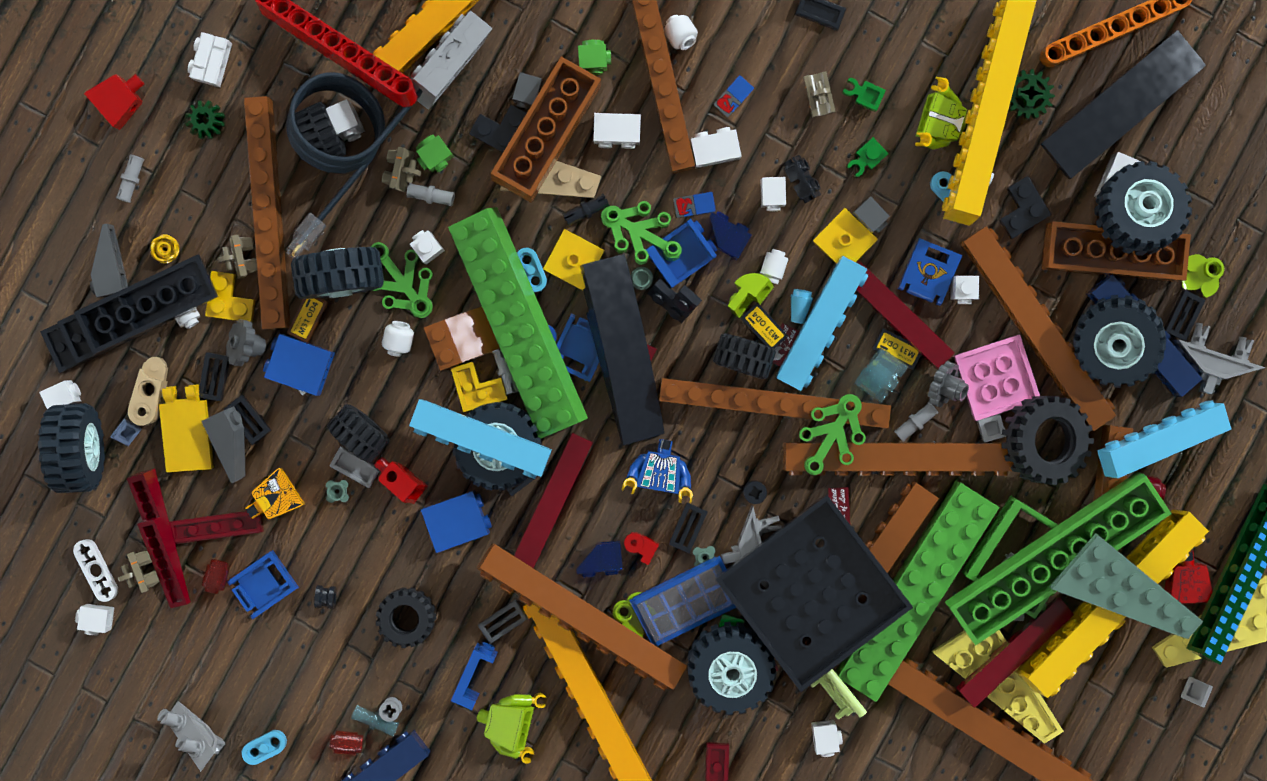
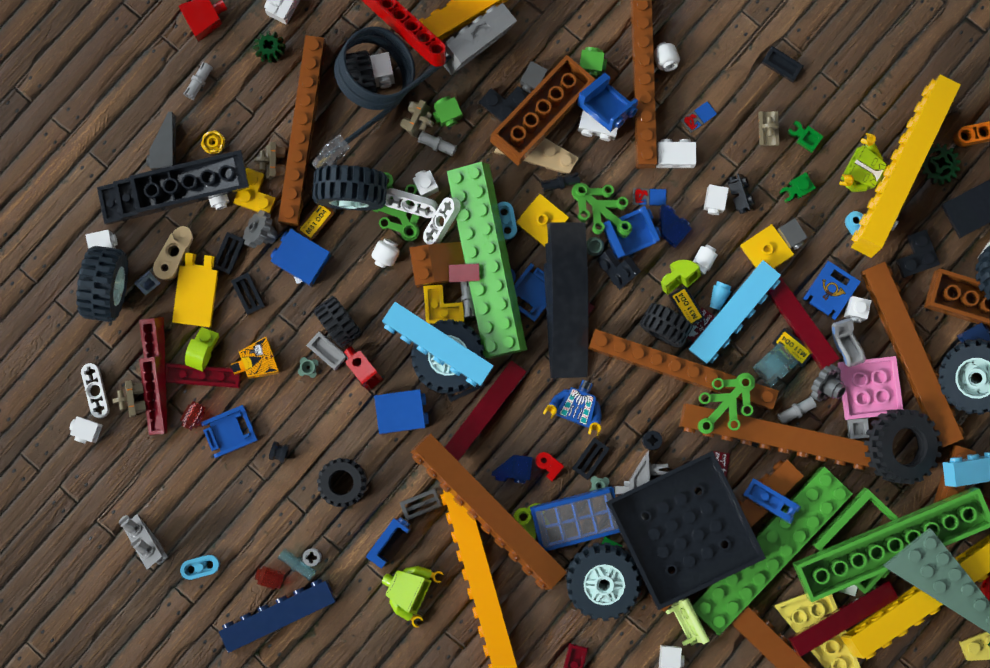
camera: 10 degrees right, 5 degrees down
(206, 497) = (200, 349): none -> lime brick
(227, 438) = (229, 304): dark grey slope -> none
(430, 270) = (420, 211): none -> white beam
(462, 281) = (434, 225): none -> white beam
(494, 344) = (464, 272): none -> dark red sticker
(620, 106) = (606, 103): none -> blue panel
(906, 536) = (771, 500): none -> blue plate
(960, 331) = (847, 343): none -> light grey animal

